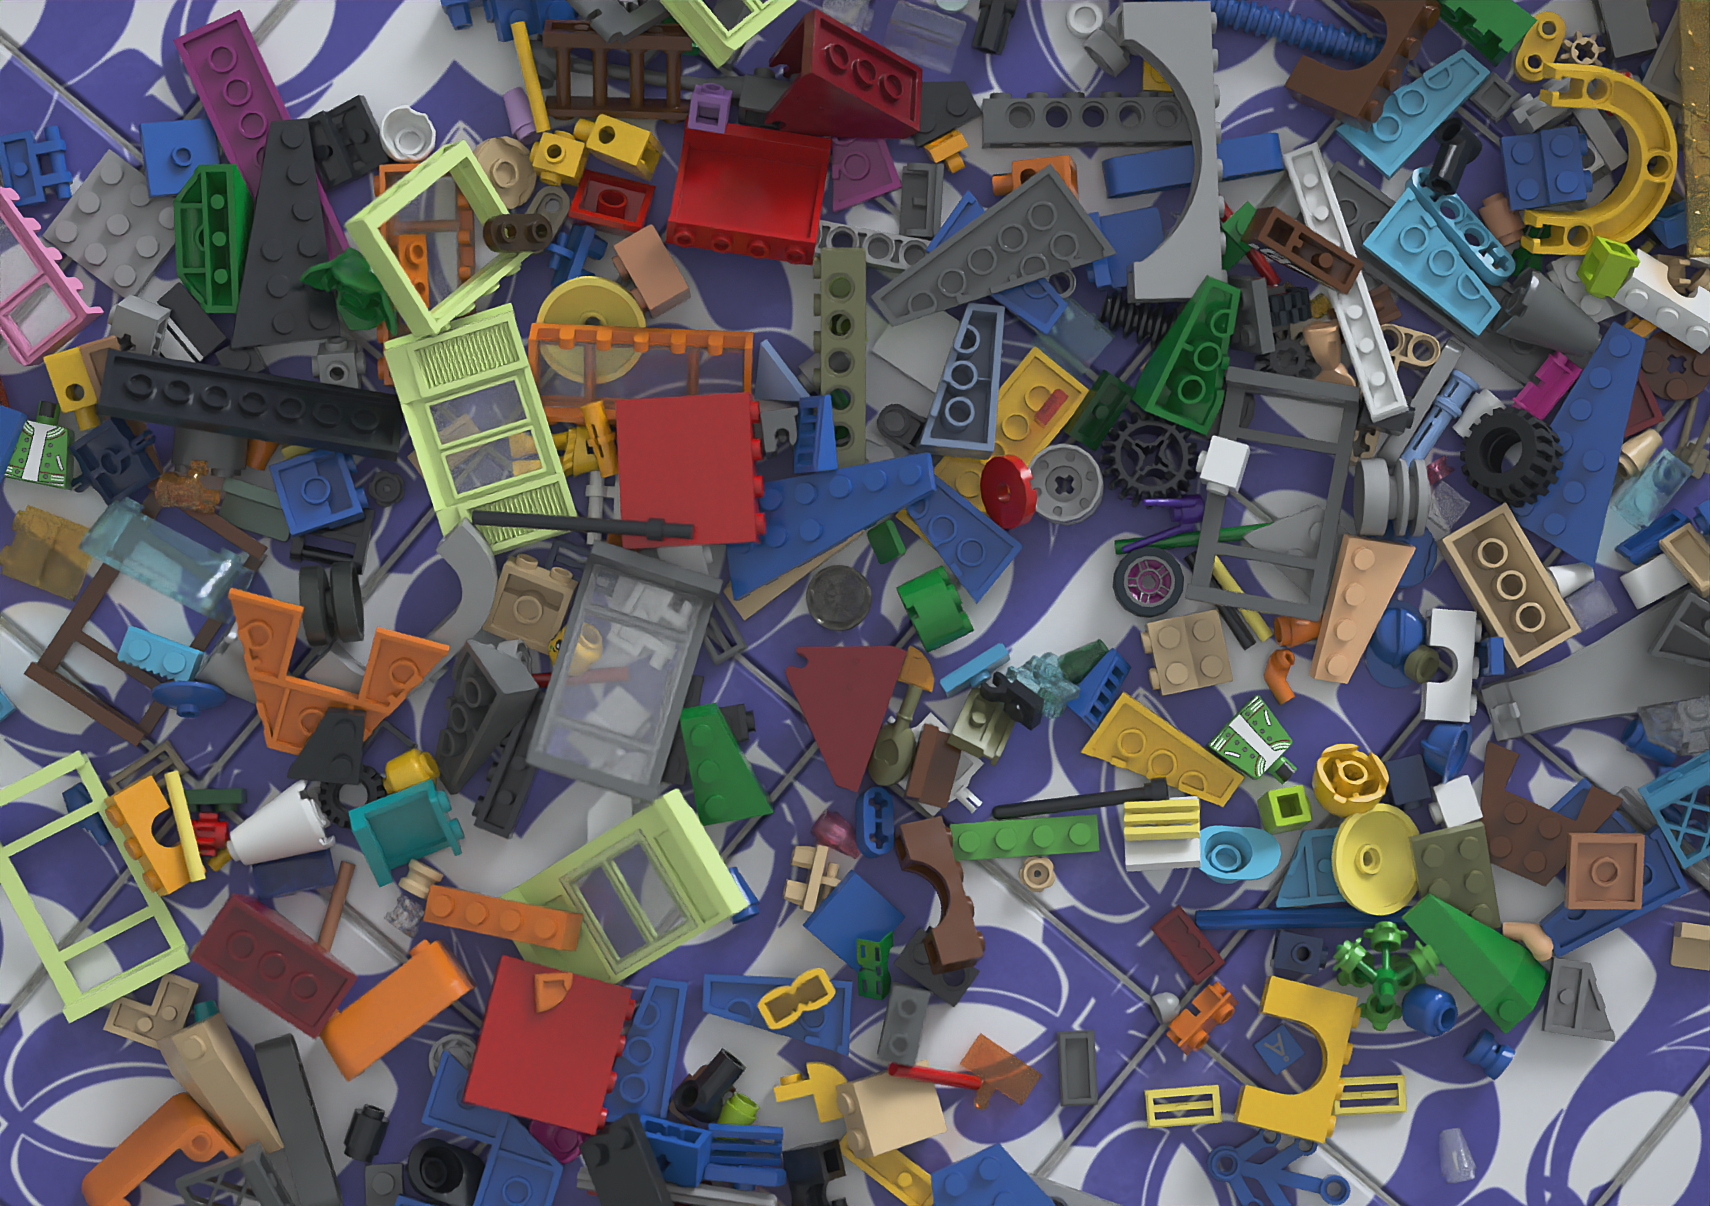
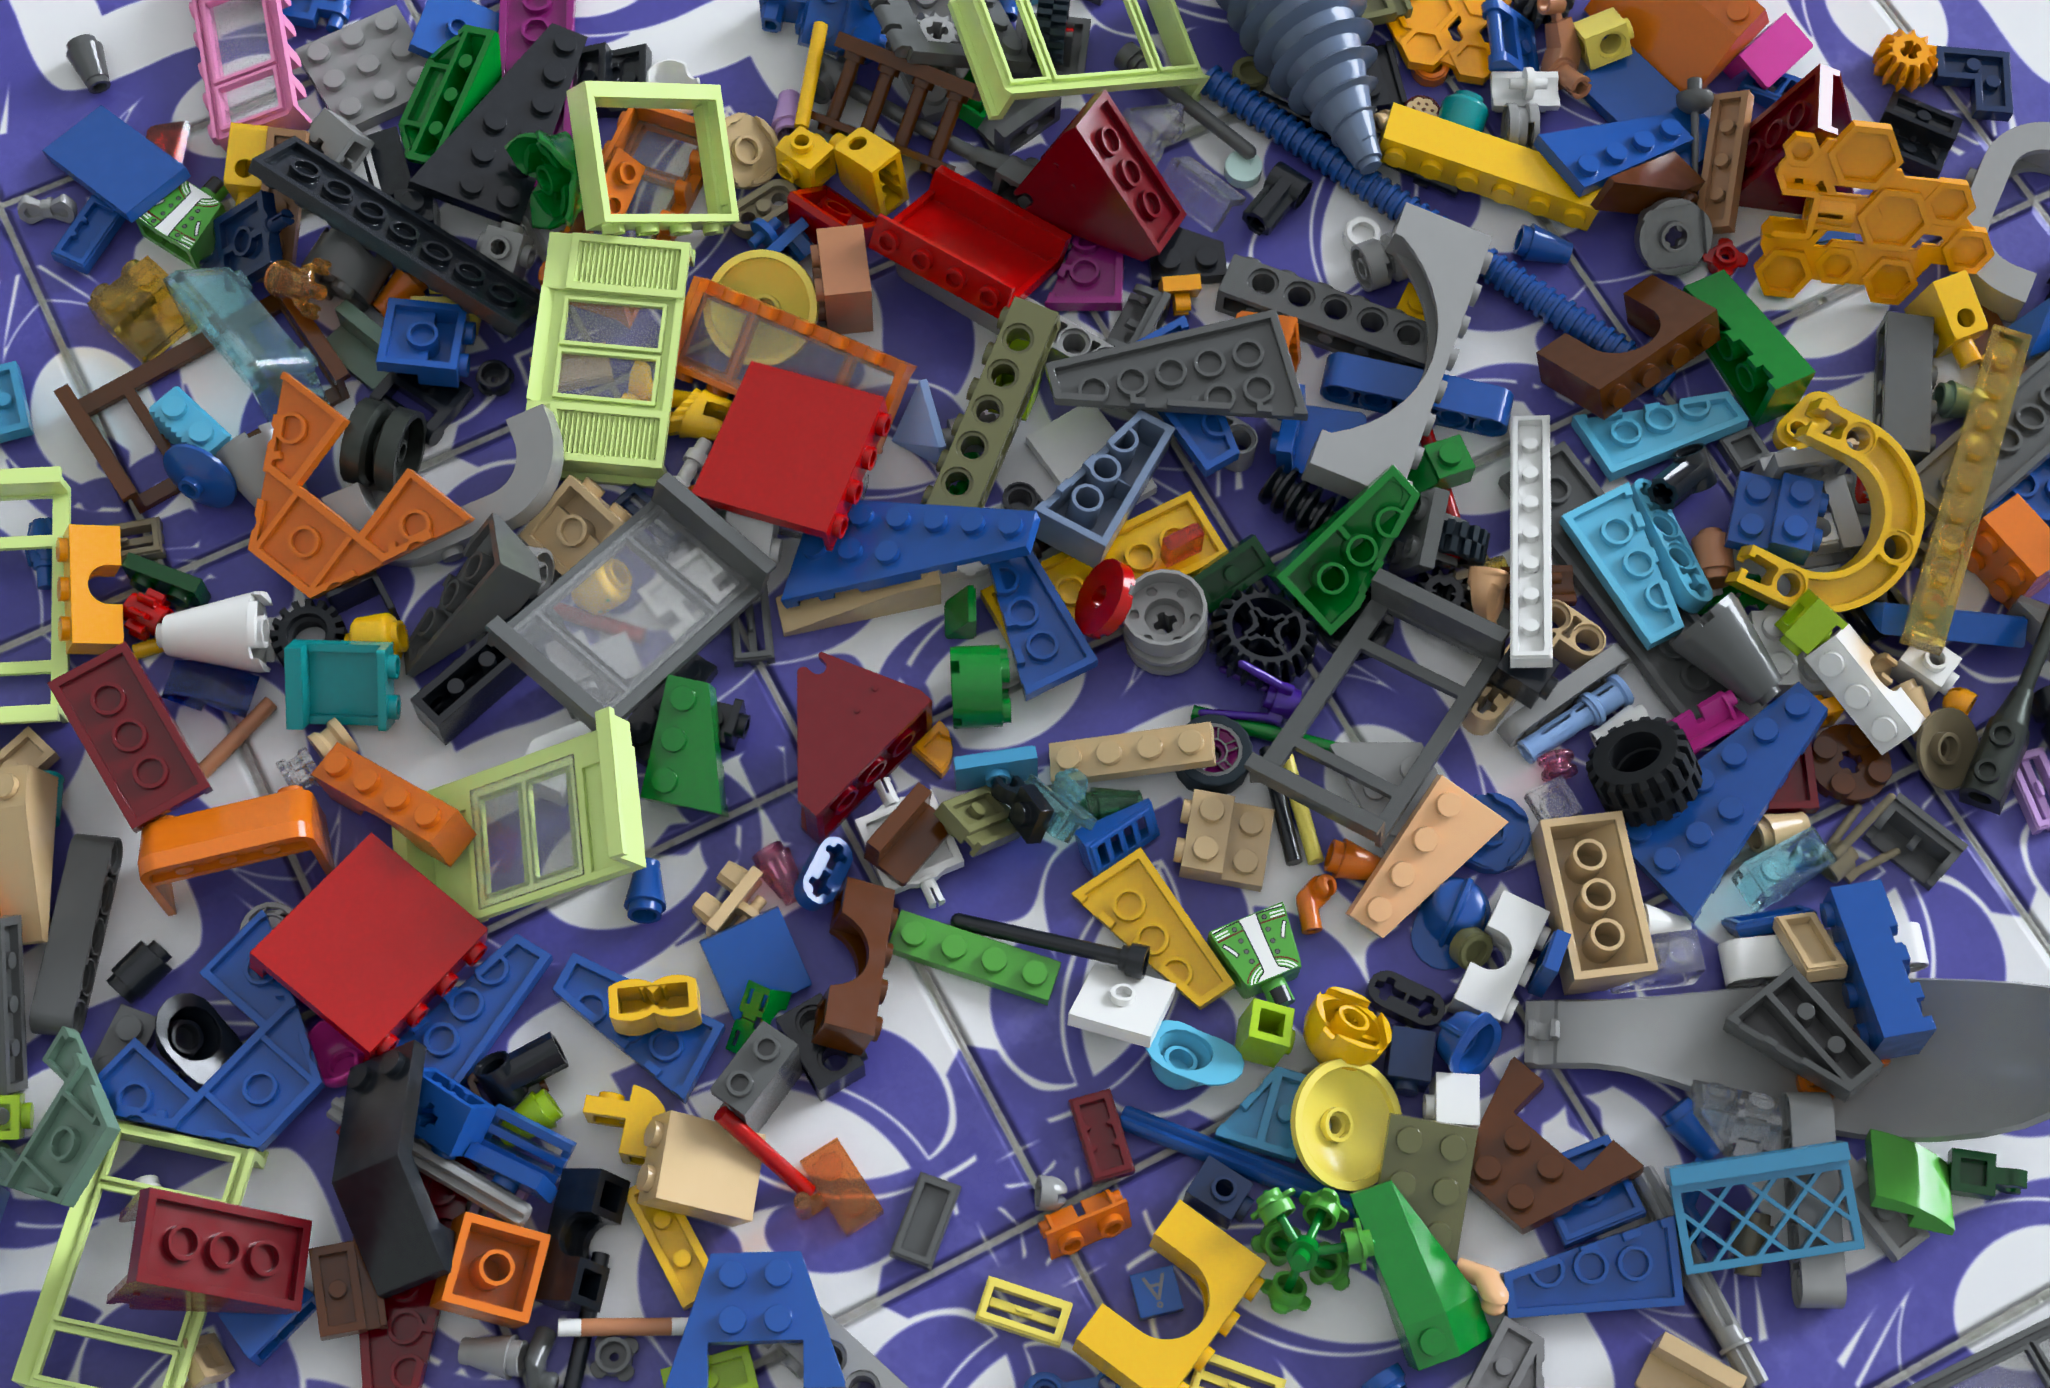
camera: 25 degrees right, 20 degrees down
(184, 826) = (125, 588): light yellow bar -> none
(333, 749) = (310, 573): black wing -> none
(520, 233) = (733, 194): dark brown plate -> none
(551, 989) = (402, 886): orange tile -> none
(601, 438) = (721, 395): light orange pin -> none
(655, 528) = (728, 481): black bar -> none
(713, 102) = (967, 157): medium lavender brick -> none
(779, 424) = (901, 461): dark grey hinge -> none
(815, 447) = (932, 470): blue slope -> none
(839, 597) = (888, 643): clear smoke piece -> none
(895, 744) = (880, 798): olive piece -> none
(1027, 876) = (975, 988): tan plate -> none
(1074, 339) = (1233, 497): clear light blue piece -> none
(1083, 613) = (1136, 752): none -> tan plate
(1162, 814) = (1127, 983): light yellow tile -> none
(1223, 465) = (1337, 660): white brick -> none
(1301, 249) = (1497, 484): reddish brown slope -> none
(1384, 719) = (1409, 992): none -> black beam
(1394, 497) = (1501, 759): light grey wheel -> none
(1429, 1010) = (1341, 1313): blue head -> none
(1604, 871) = (1596, 1234): nougat plate -> none

